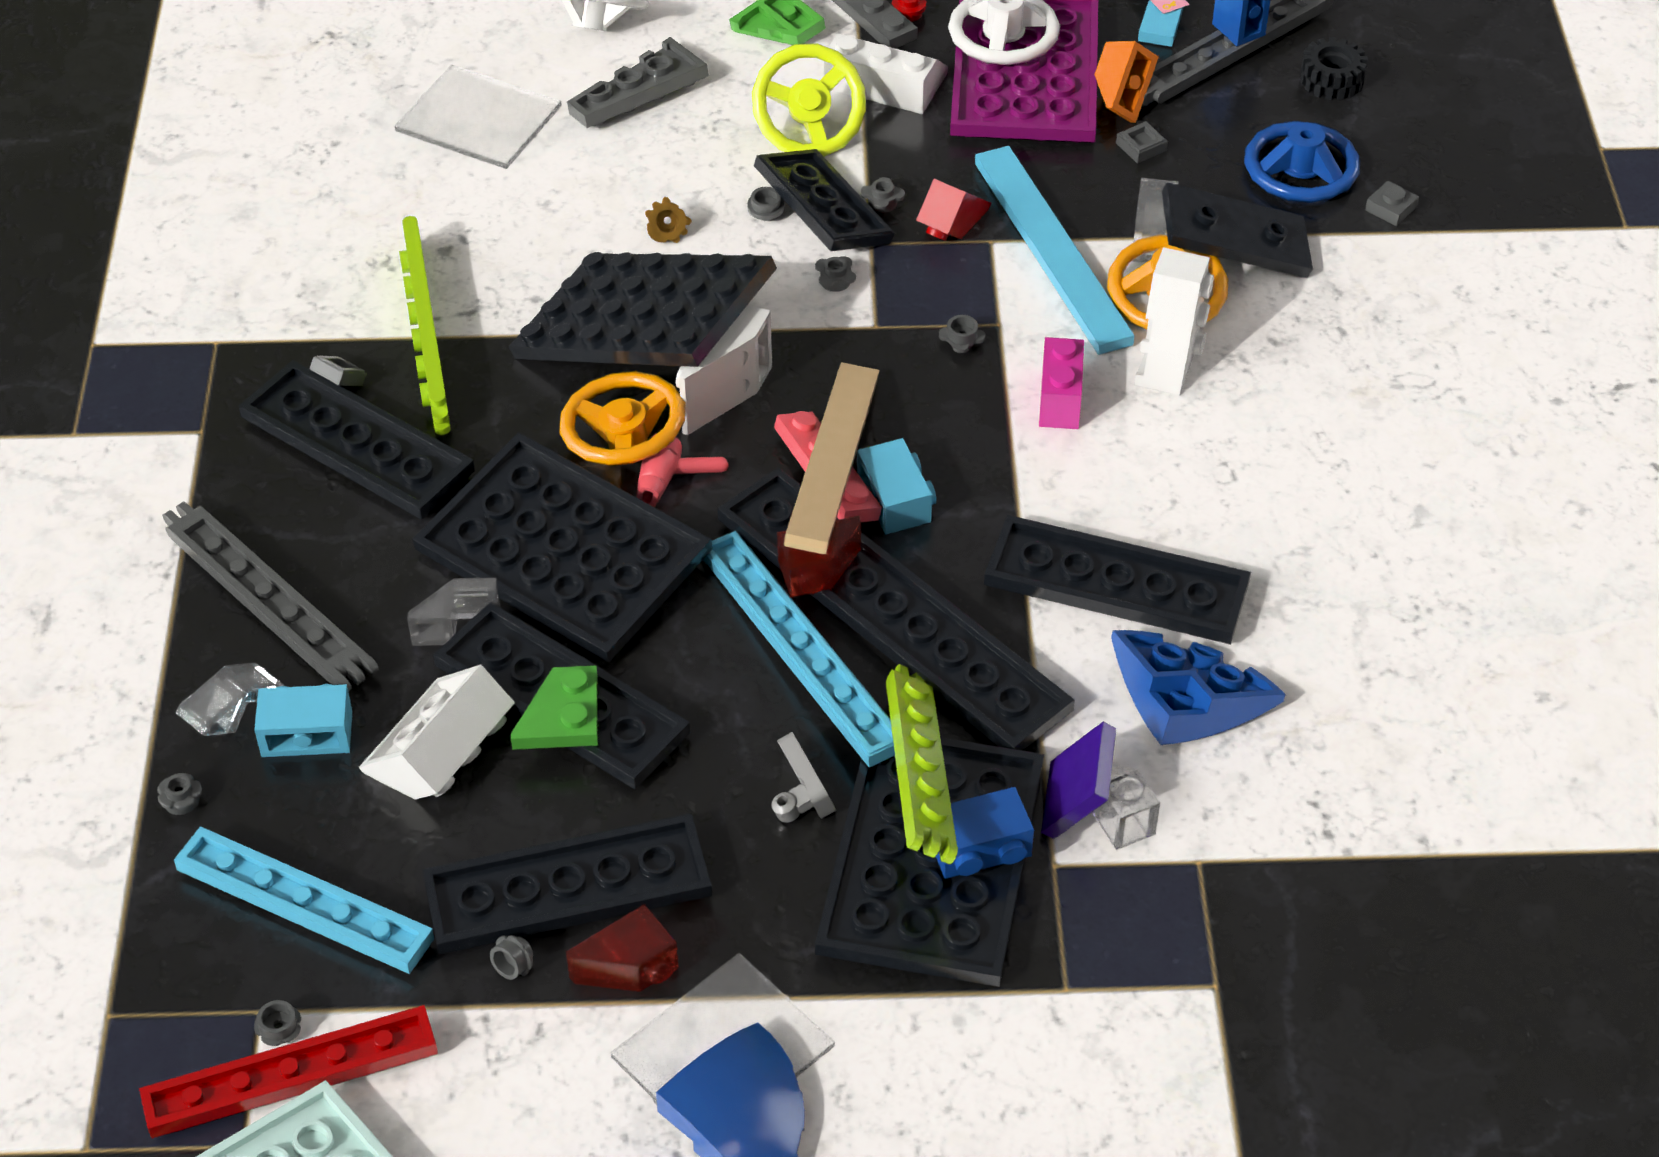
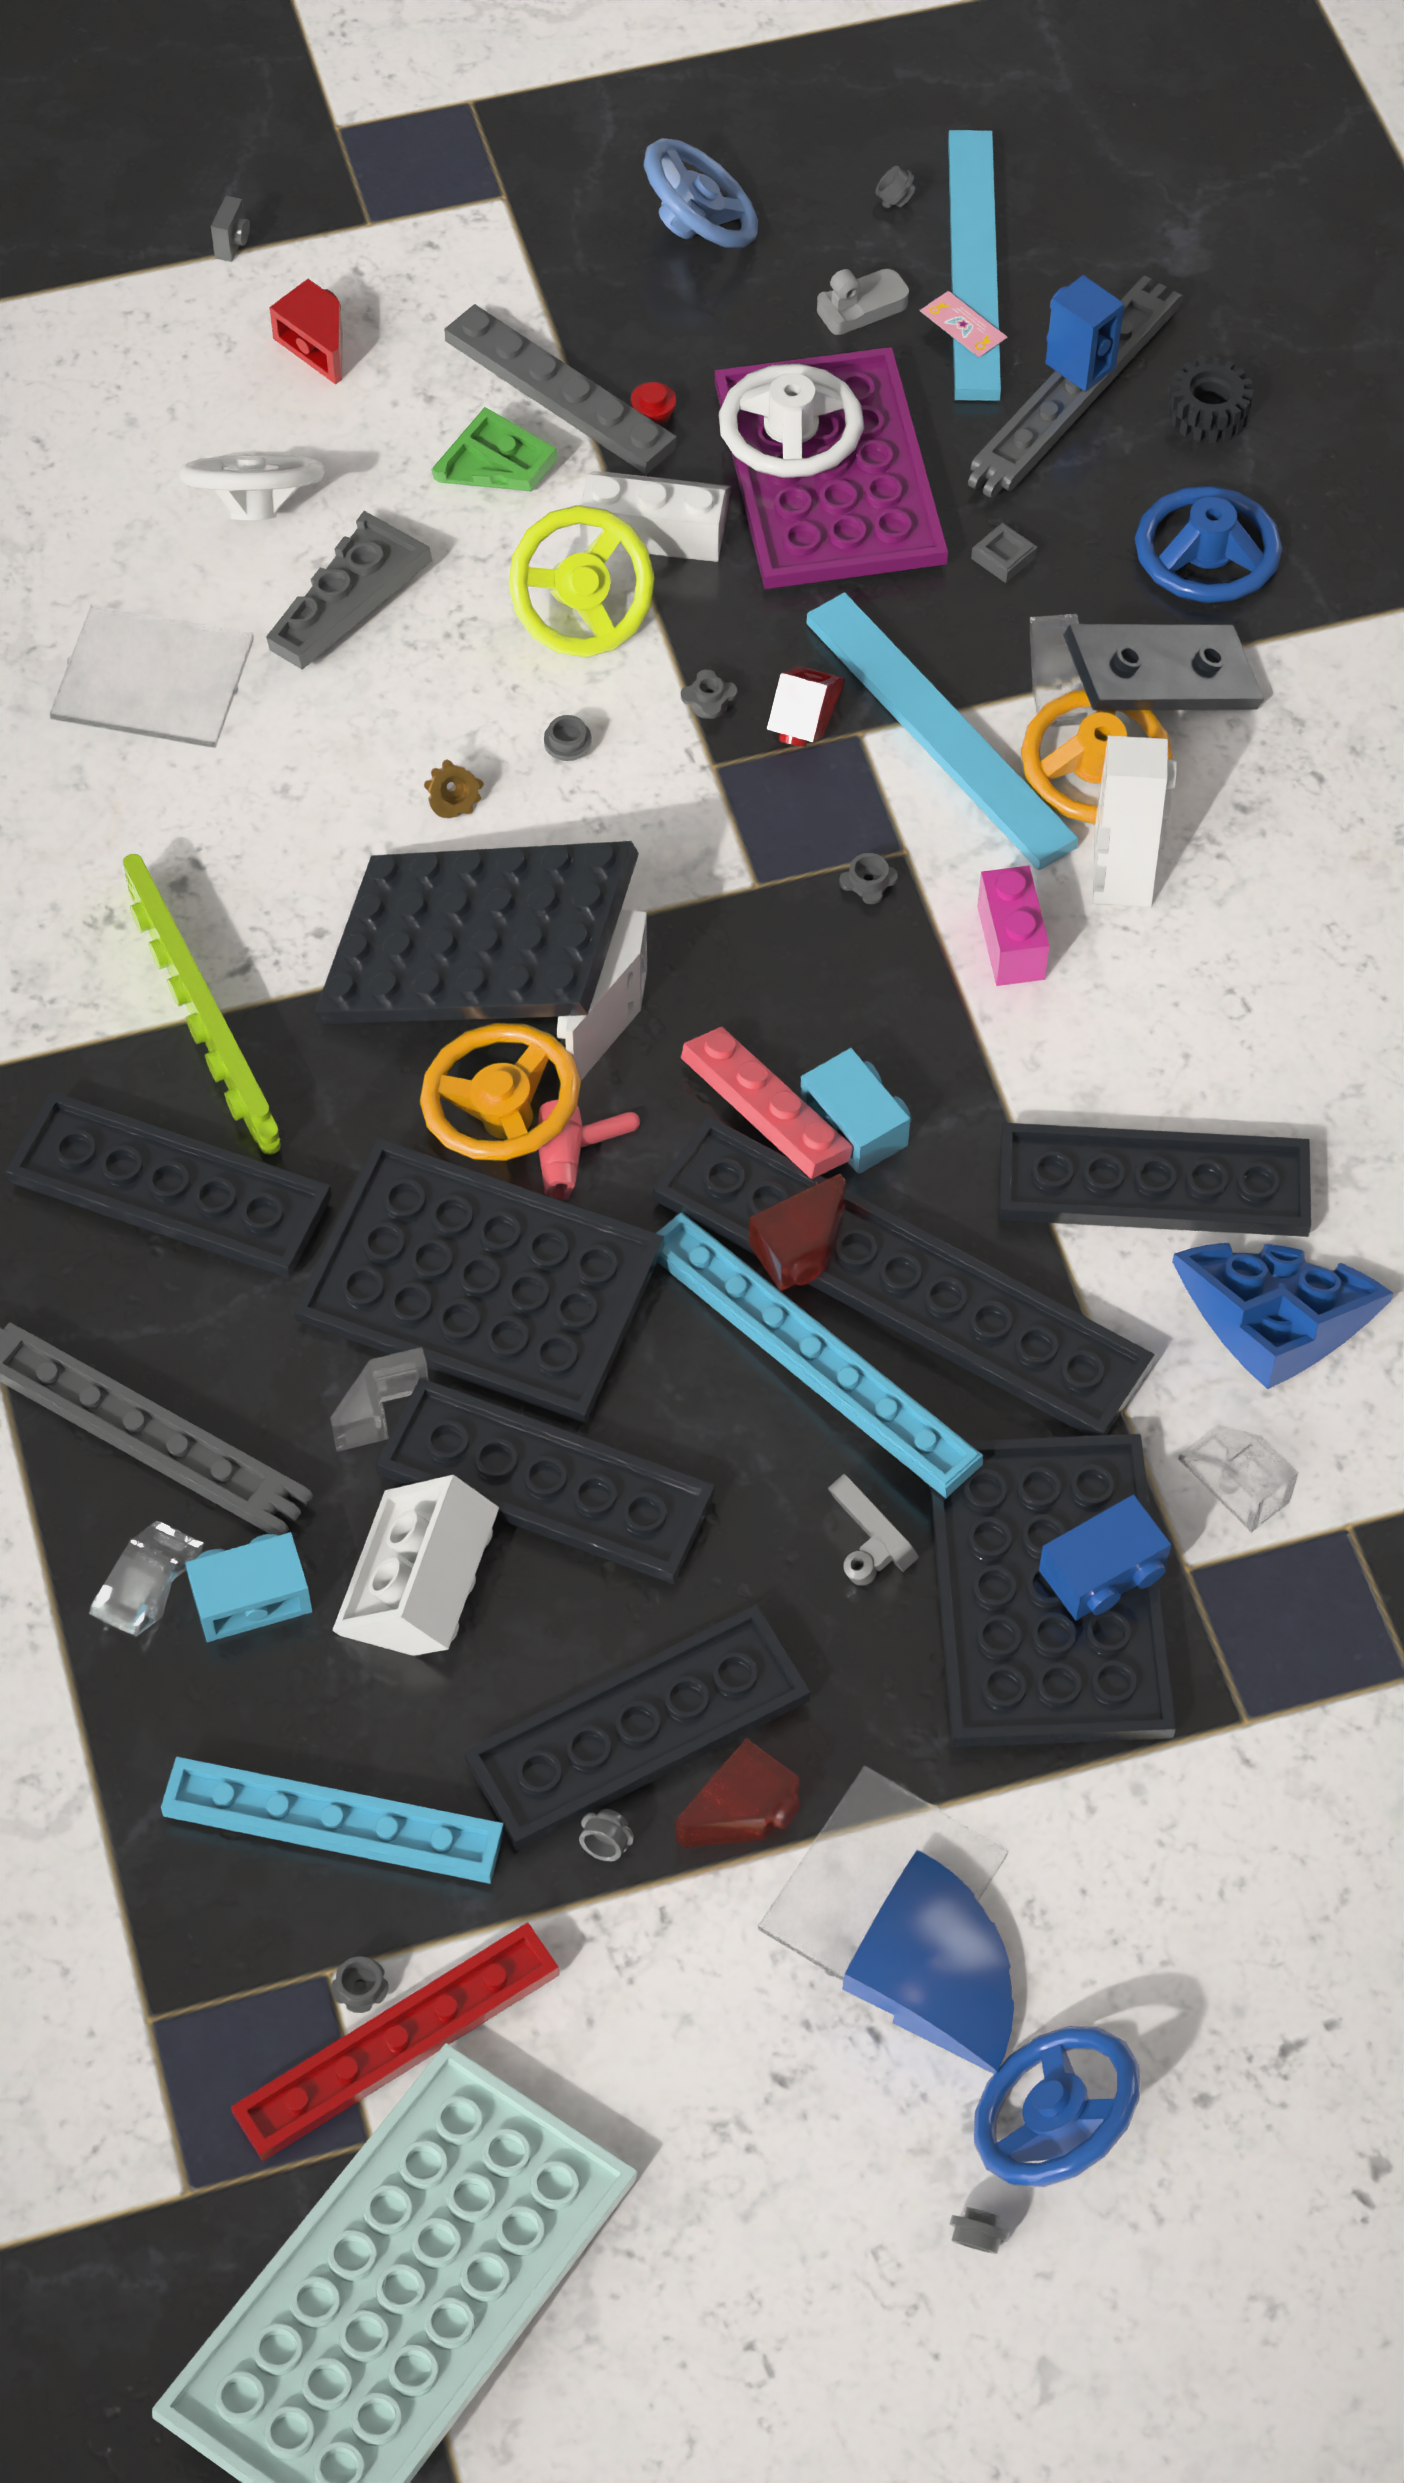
camera: 15 degrees left, 10 degrees up
(181, 801) = (131, 1728): dark grey plate -> none
(338, 370) = (112, 1093): dark grey tile -> none
(561, 711) = (562, 1507): bright green wing -> none
(823, 200) = (639, 719): black plate -> none
(831, 459) = (779, 1096): tan tile -> none
(835, 273) = (686, 831): dark grey plate -> none
(920, 766) = (1016, 1490): lime hinge -> none
(1079, 780) = (1194, 1462): dark purple tile -> none
(1121, 68) = (962, 467): orange slope -> none
(1392, 203) = (1331, 583): dark grey plate -> none

